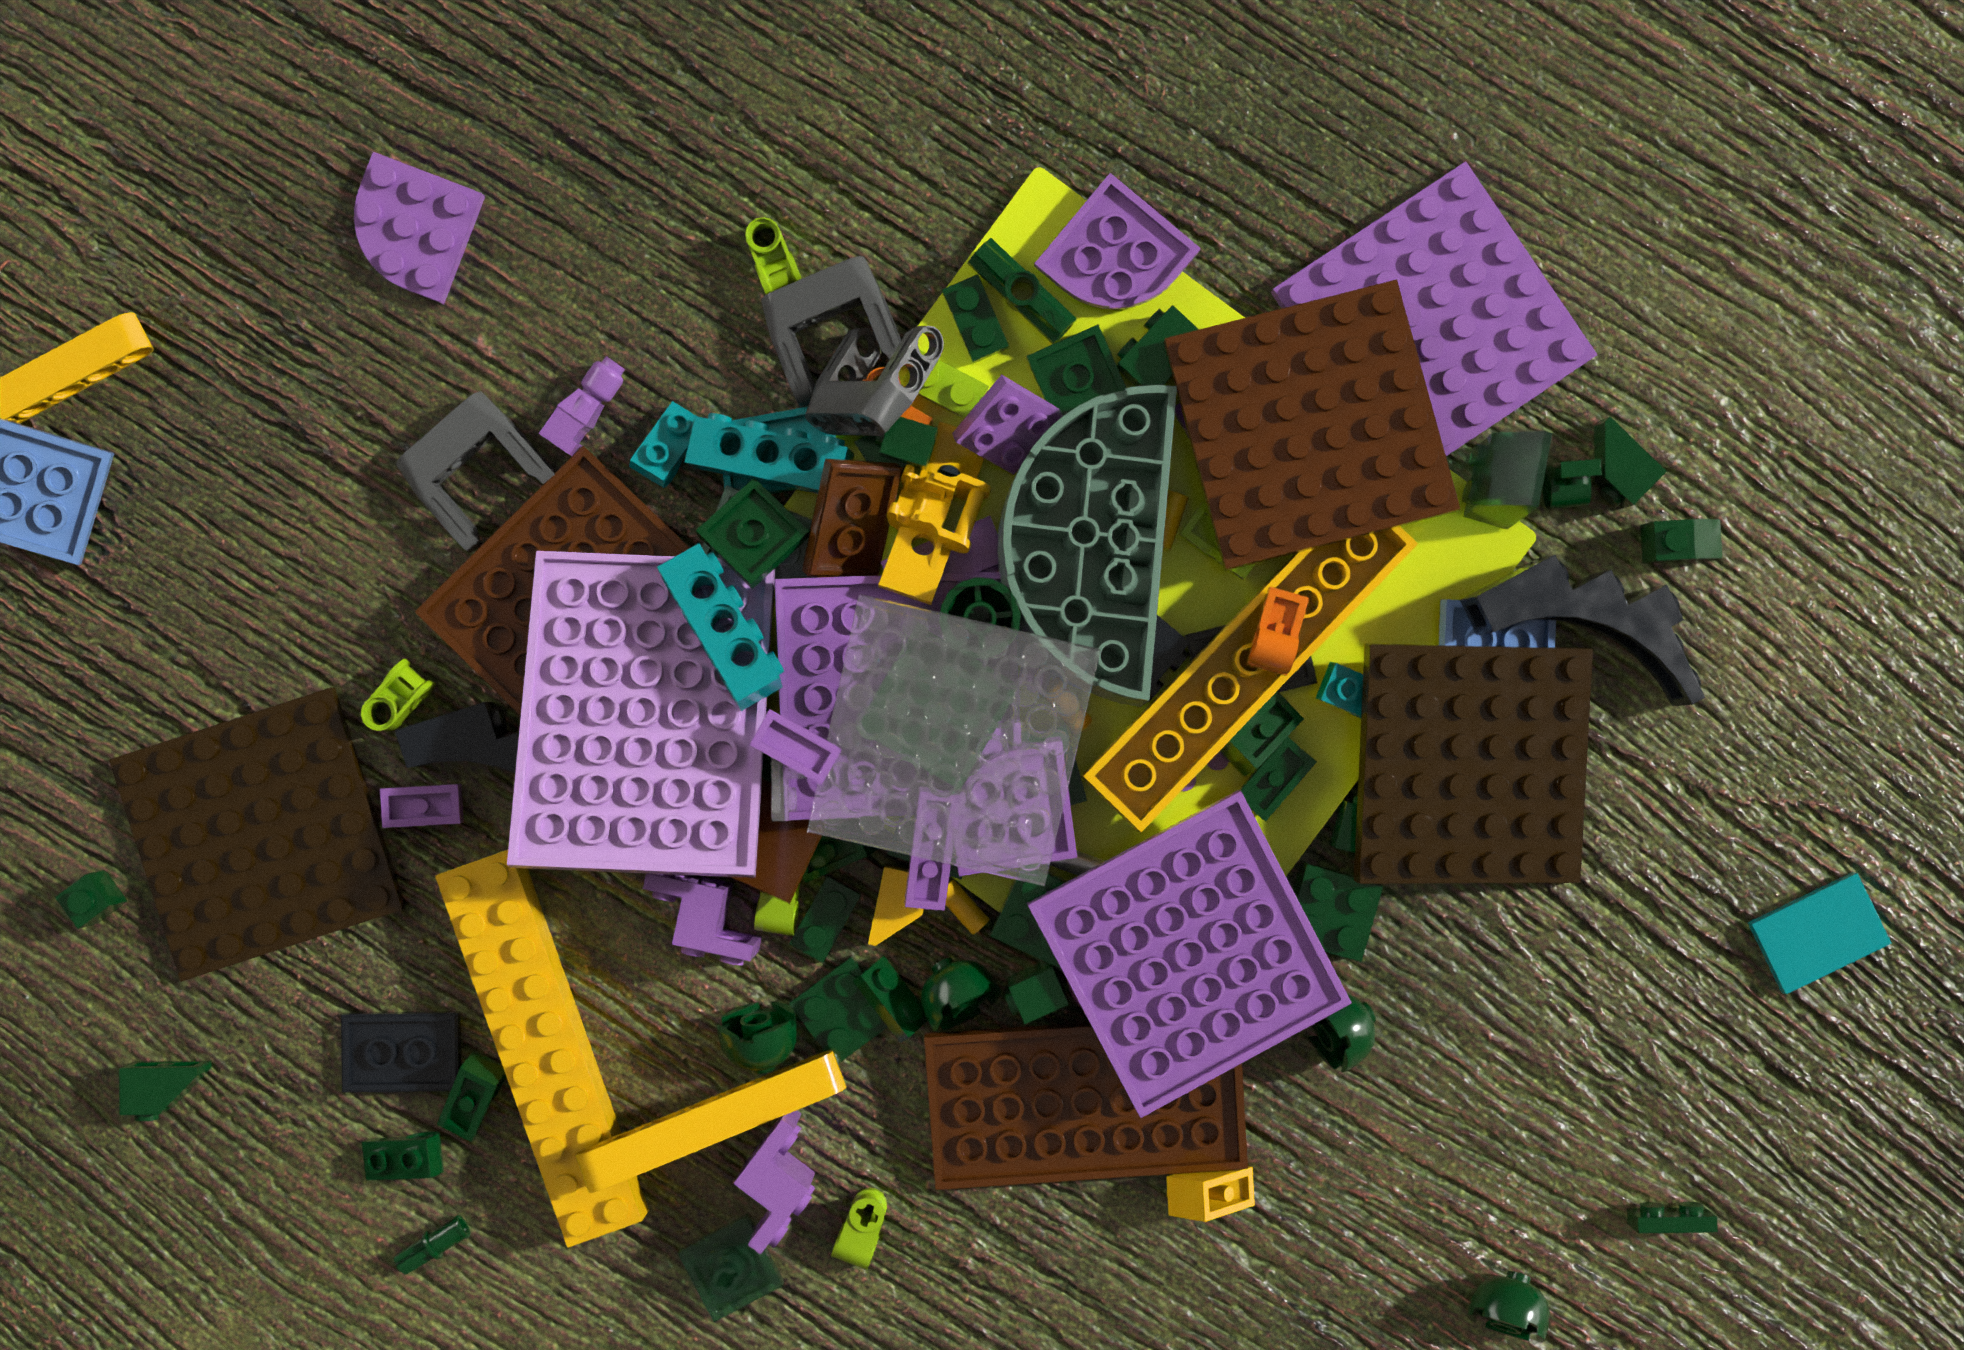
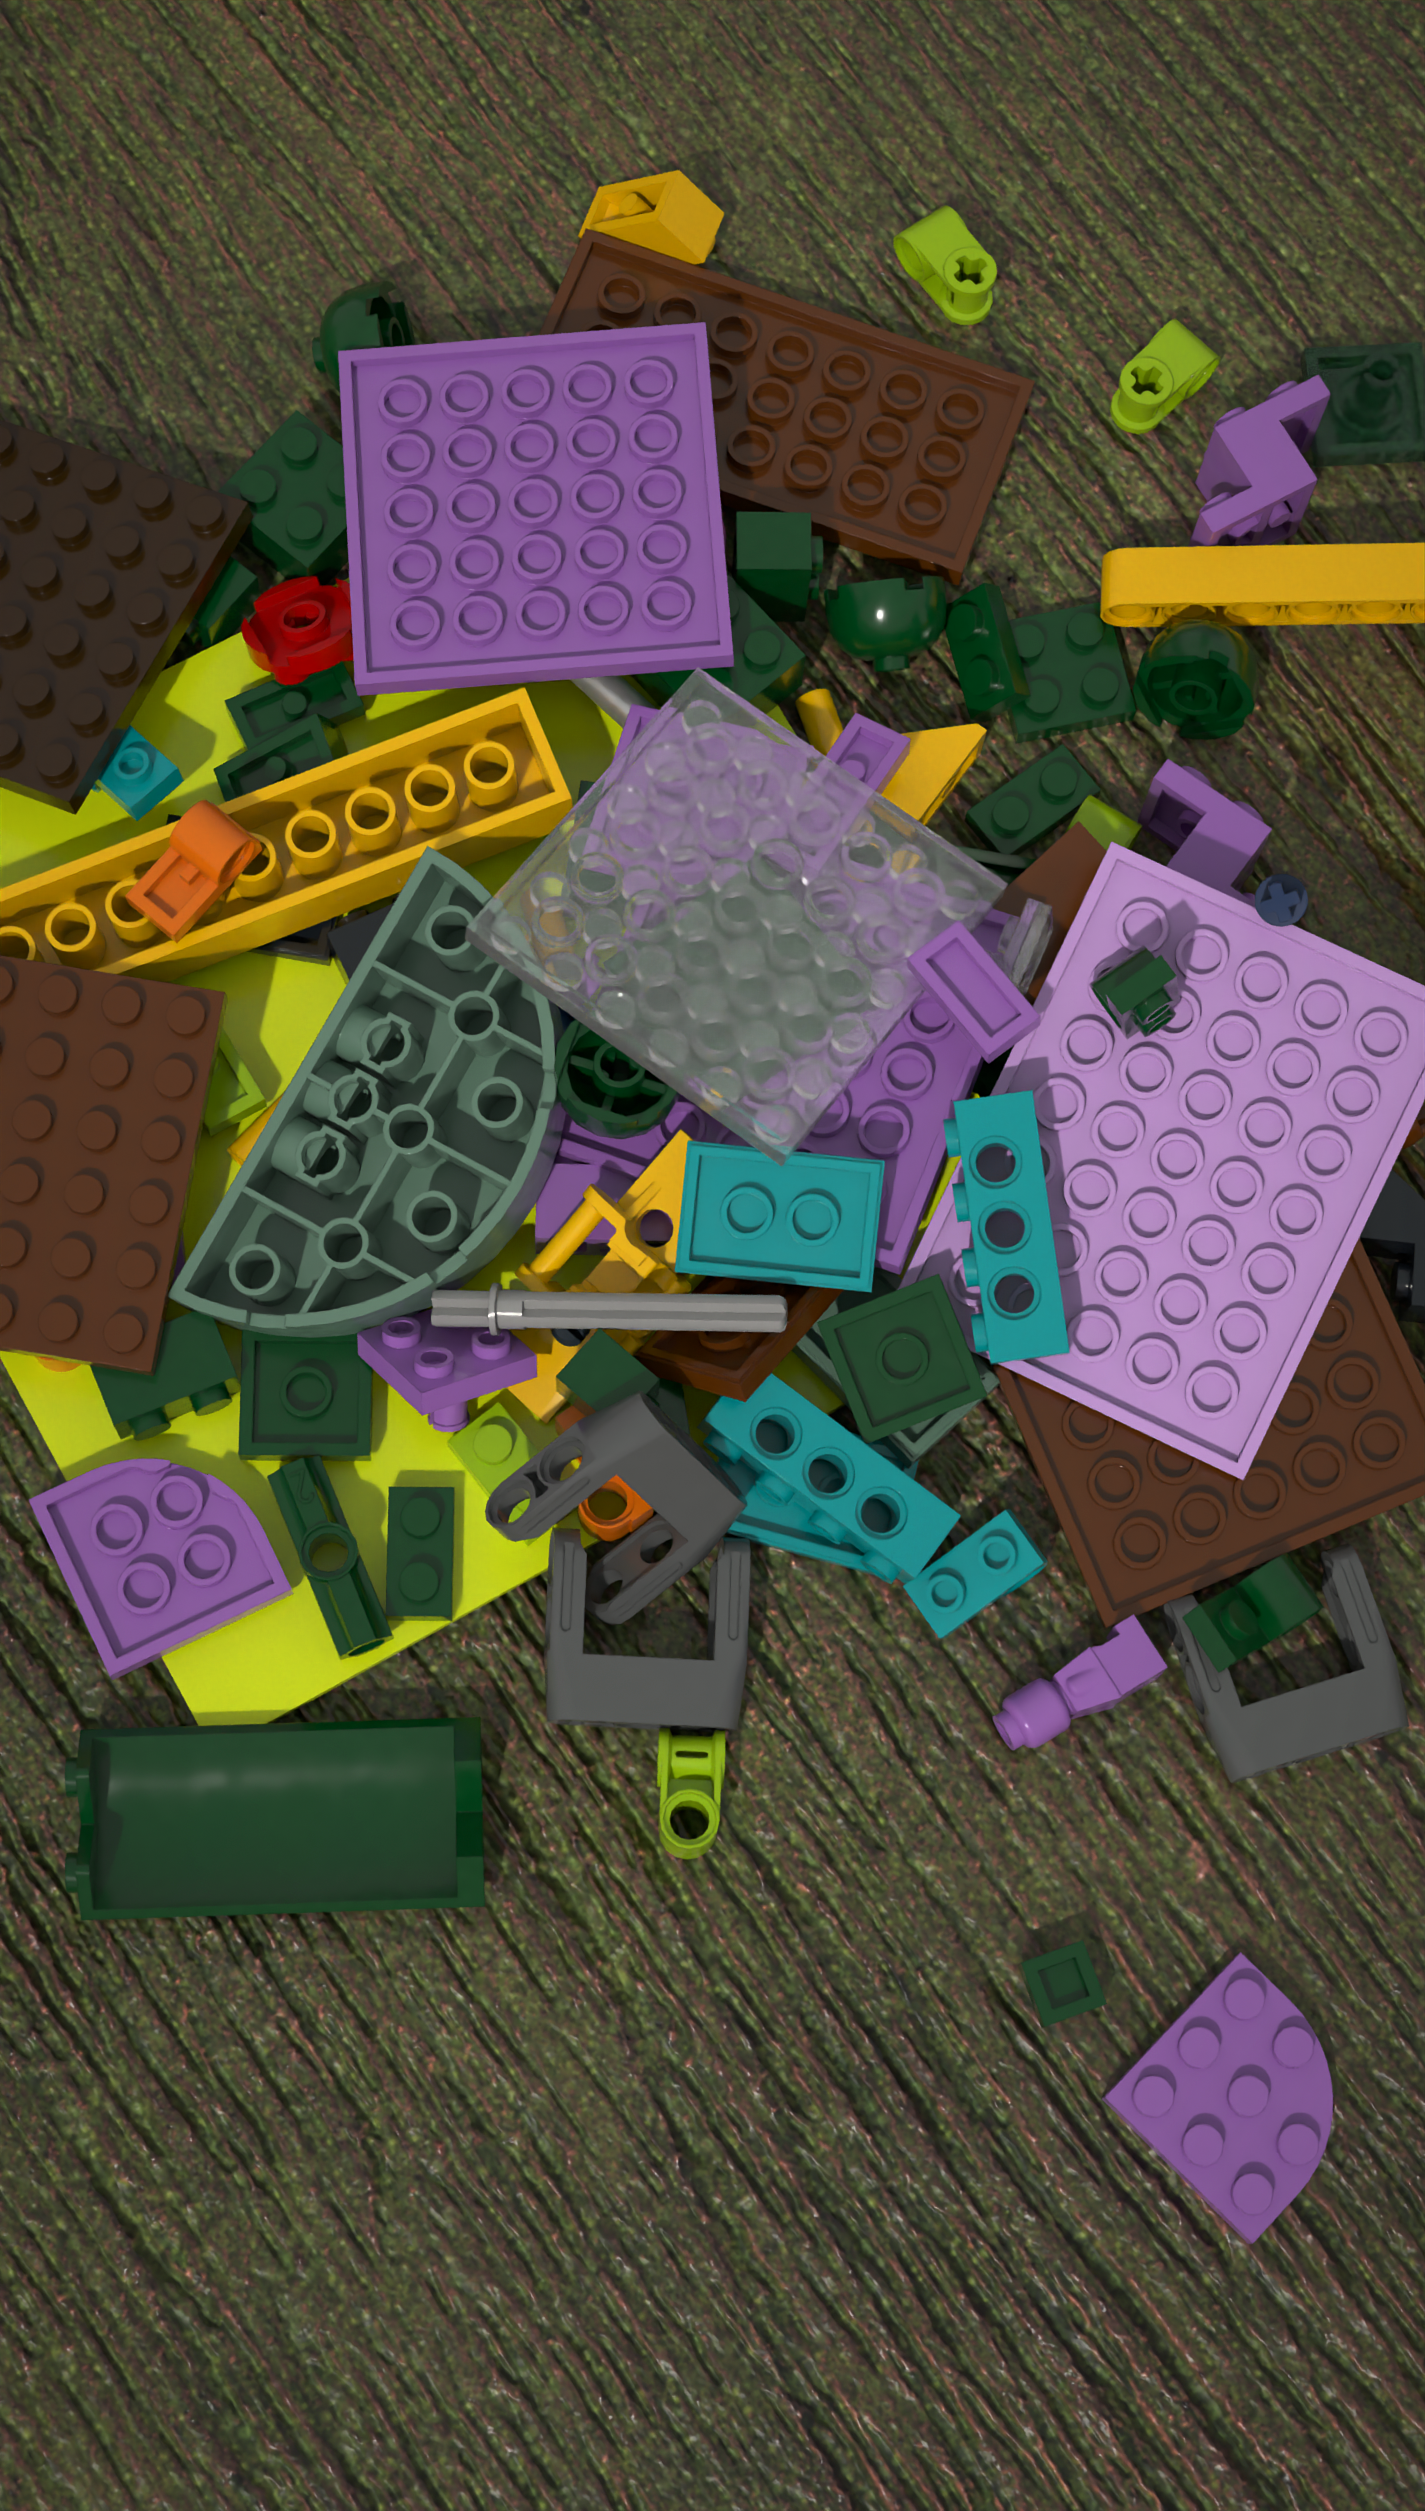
camera: 165 degrees left, 15 degrees down
(505, 485) = (1253, 1613): none -> dark green plate
(528, 242) = (1062, 1984): none -> dark green plate
(638, 876) = (1281, 899): none -> dark blue axle
(699, 784) = (1138, 993): none -> dark green plate
(838, 571) = (776, 1222): none -> teal tile
(925, 479) = (596, 1310): none -> light grey axle
(985, 142) = (278, 1818): none -> dark green cylinder
(1025, 1251) = (949, 265): none -> lime piece
(1310, 837) = (296, 652): none -> red plate

